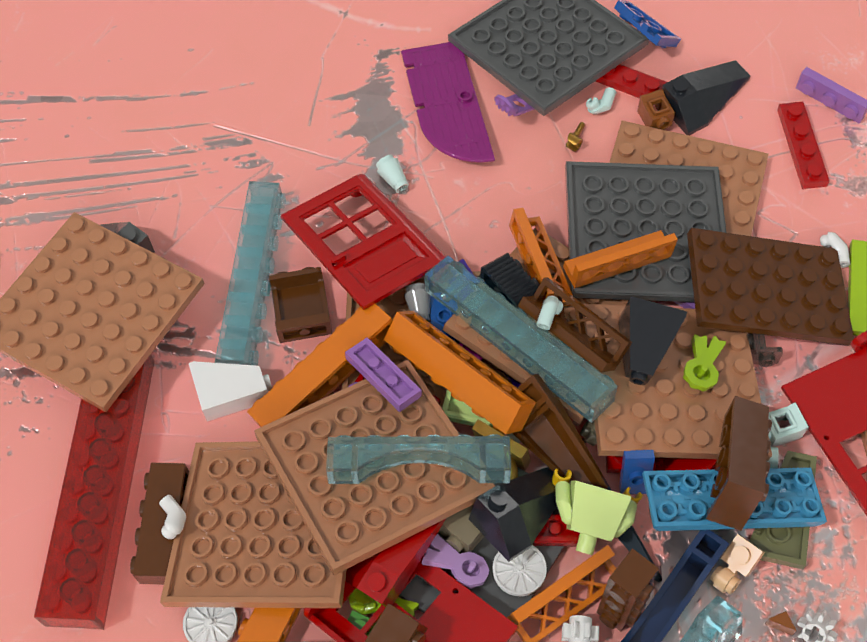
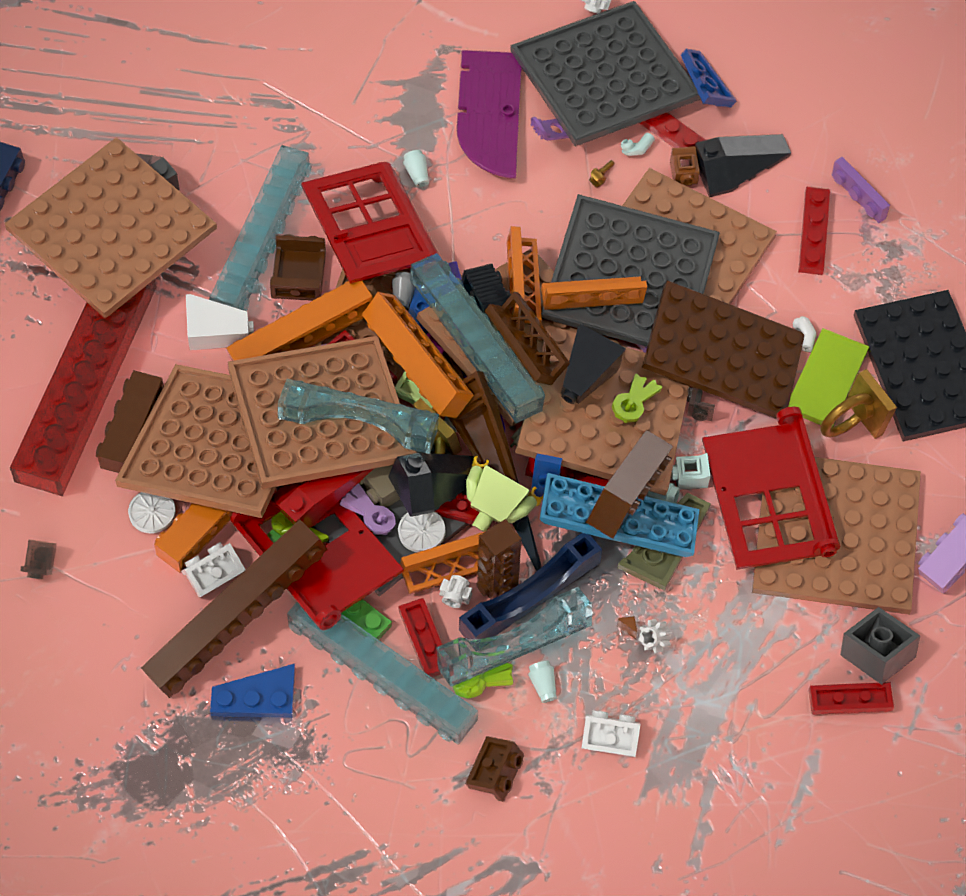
camera: 10 degrees right, 0 degrees up
(175, 517) = (143, 418): white arm -> none
(383, 374) = (350, 341): medium lavender plate -> none
(550, 307) = (510, 317): light aqua arm -> none
(742, 558) = (612, 567): light nougat plate -> none

